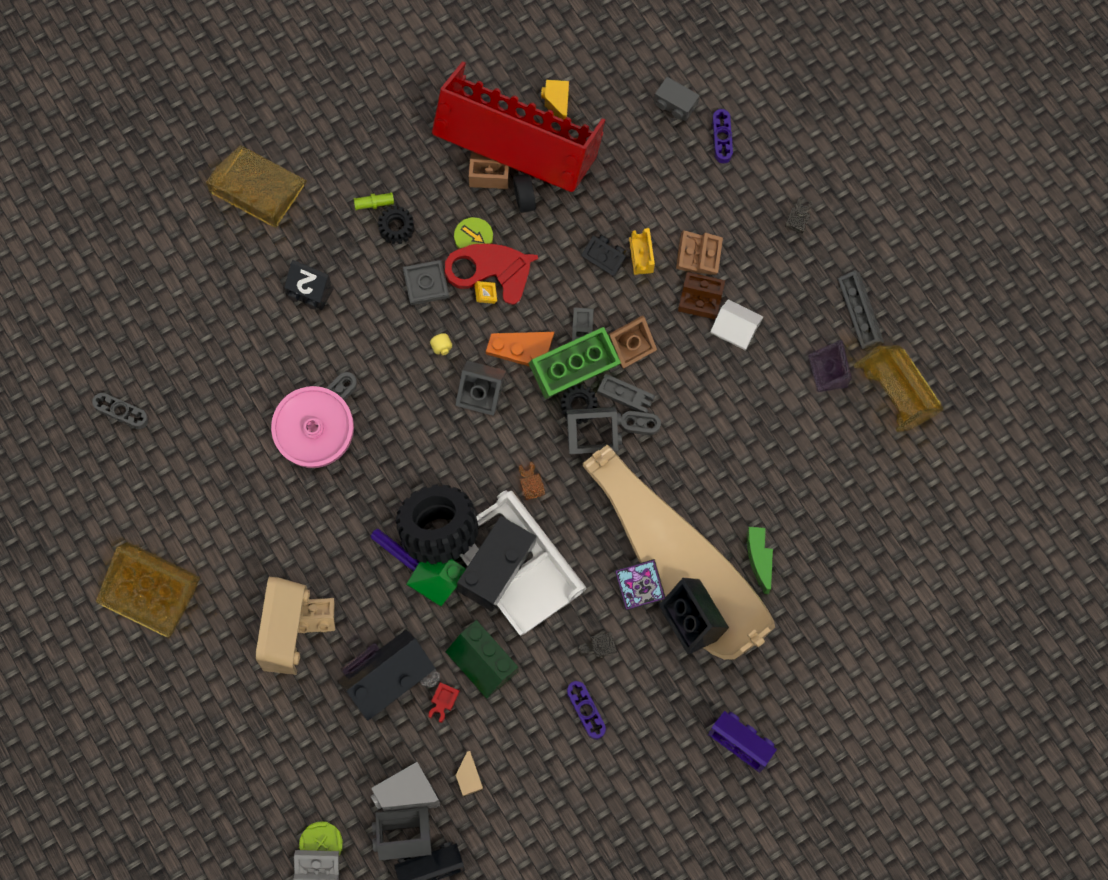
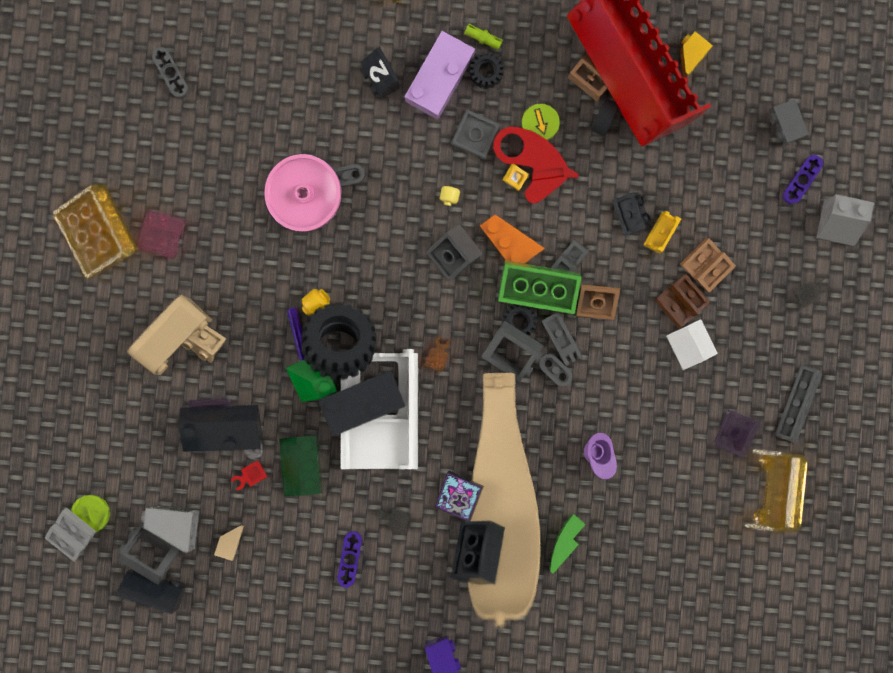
camera: 40 degrees right, 15 degrees up
(209, 550) = (161, 233): none -> clear pink slope
(359, 254) = (439, 75): none -> lavender brick
(388, 510) = (314, 300): none -> yellow head
(732, 463) = (601, 455): none -> medium lavender piece
(779, 139) = (844, 219): none -> light grey slope

